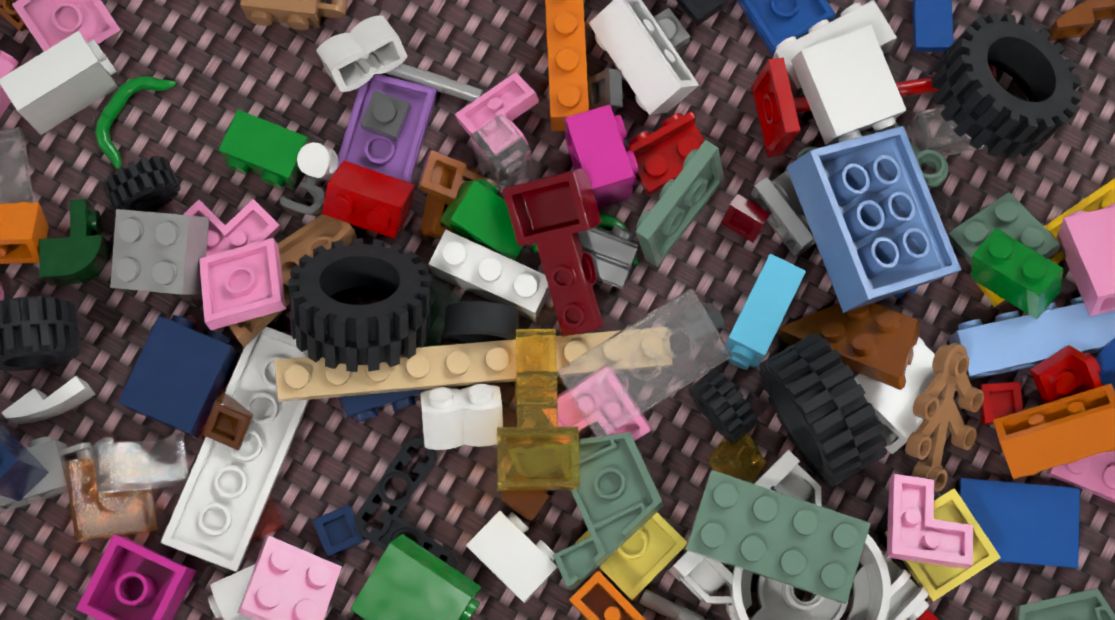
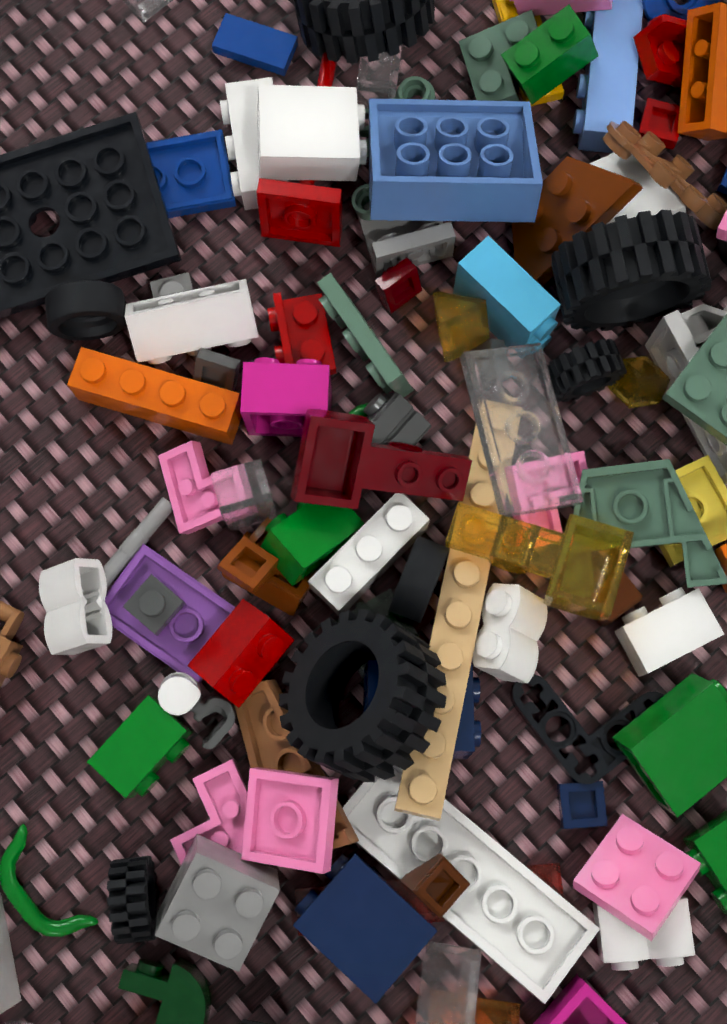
camera: 70 degrees left, 0 degrees up
(721, 277) = (460, 323): none -> clear yellow slope

